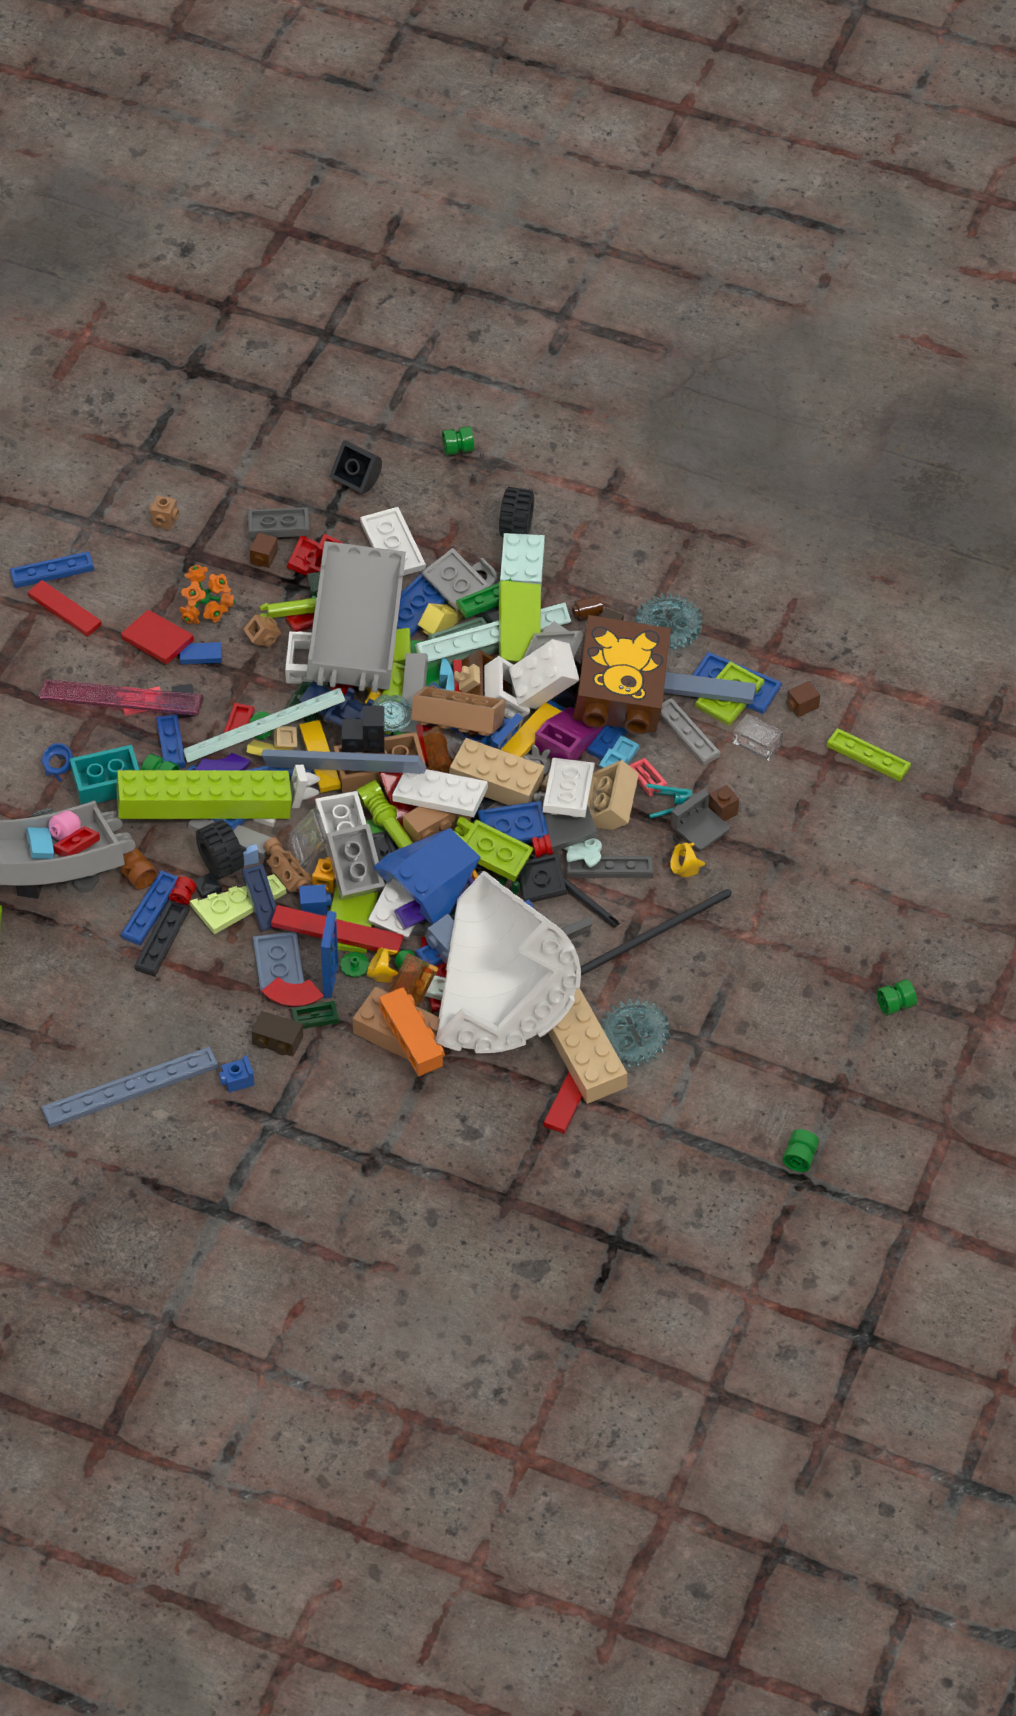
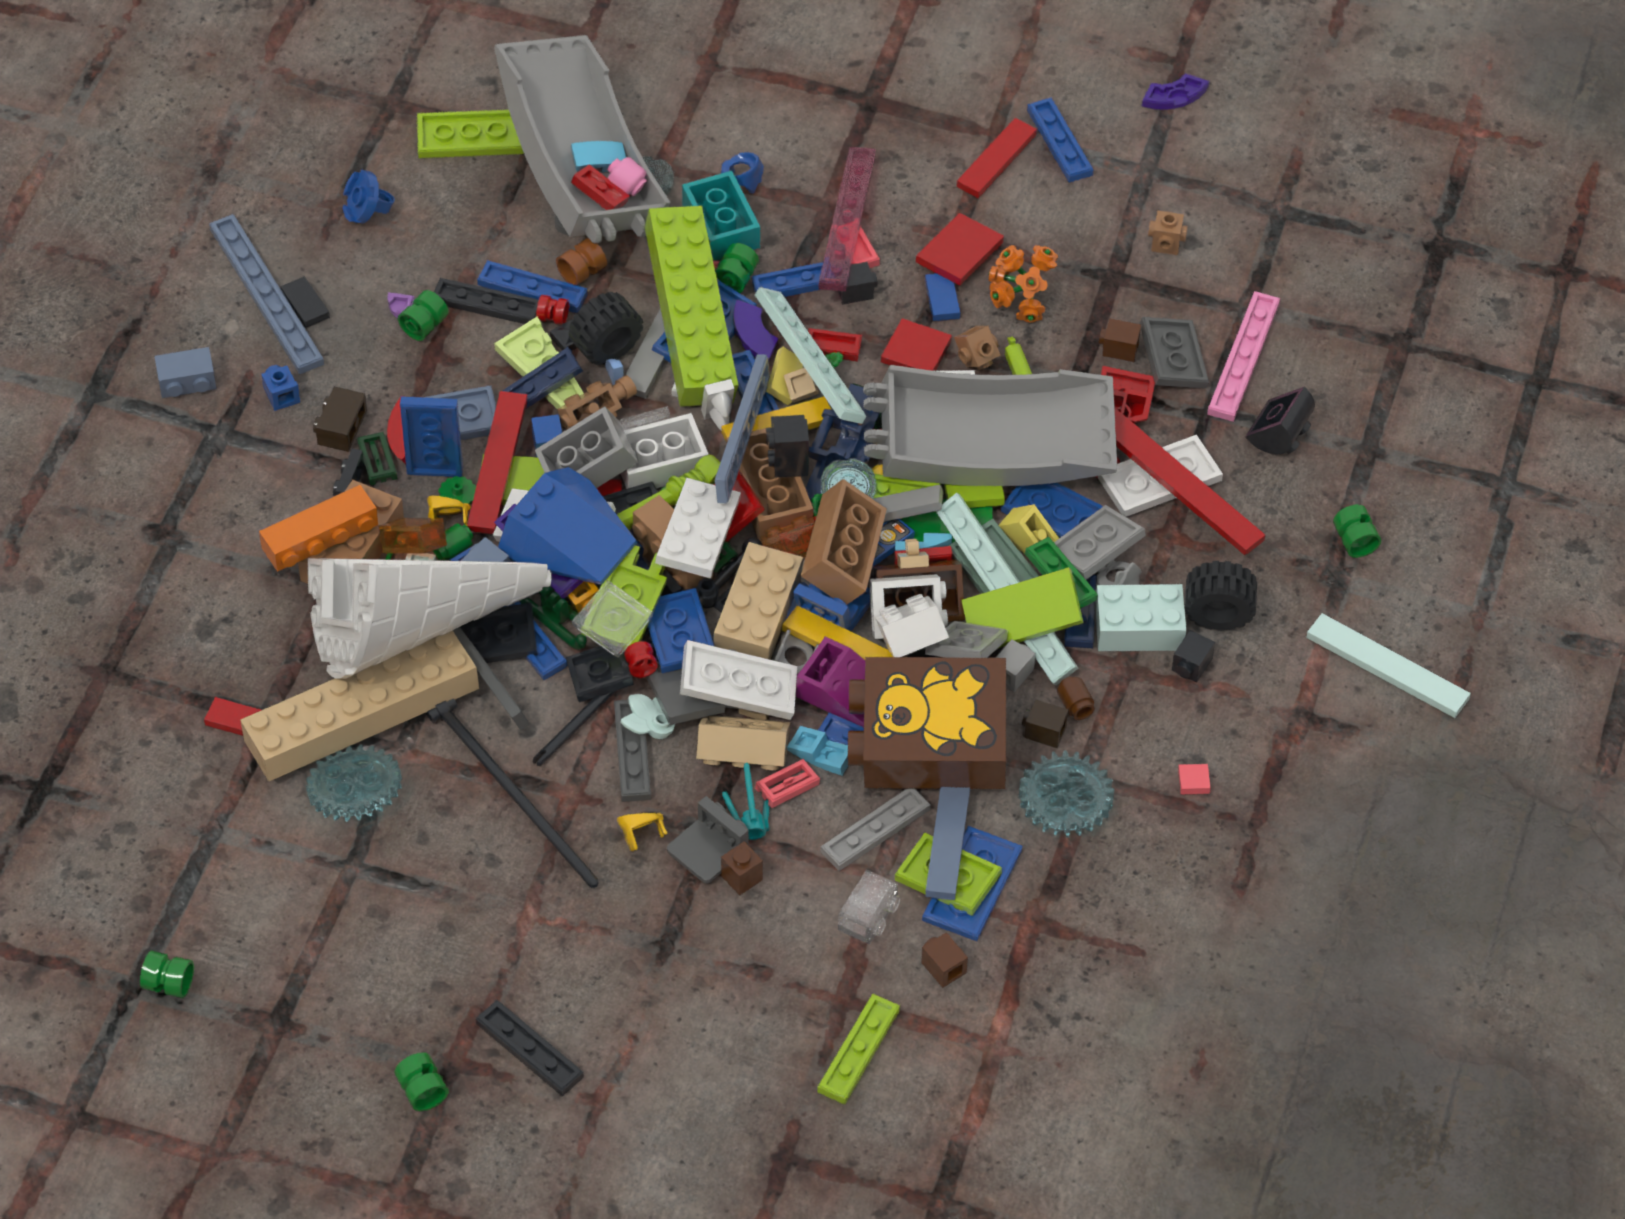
camera: 85 degrees right, 0 degrees up
(17, 497) = (1175, 94): none -> dark purple tile
(47, 1009) = (365, 197): none -> blue tile
(144, 1058) = (305, 302): none -> black tile
(158, 995) = (399, 302): none -> medium lavender tile
(178, 974) = (425, 313): none -> green wheel
(214, 1139) = (185, 372): none -> sand blue brick
(250, 672) = (916, 346): none -> red tile
(283, 487) = (1243, 356): none -> bright pink tile
(339, 1029) = (351, 470): none -> black plate
(419, 520) = (1186, 486): none -> red tile
(511, 854) = (612, 618): none -> clear tile
(558, 541) = (1193, 656): none -> black brick
(569, 443) = (1388, 665): none -> light aqua tile
(657, 555) = (1194, 779): none -> coral tile
(862, 939) = (529, 1048): none -> black tile

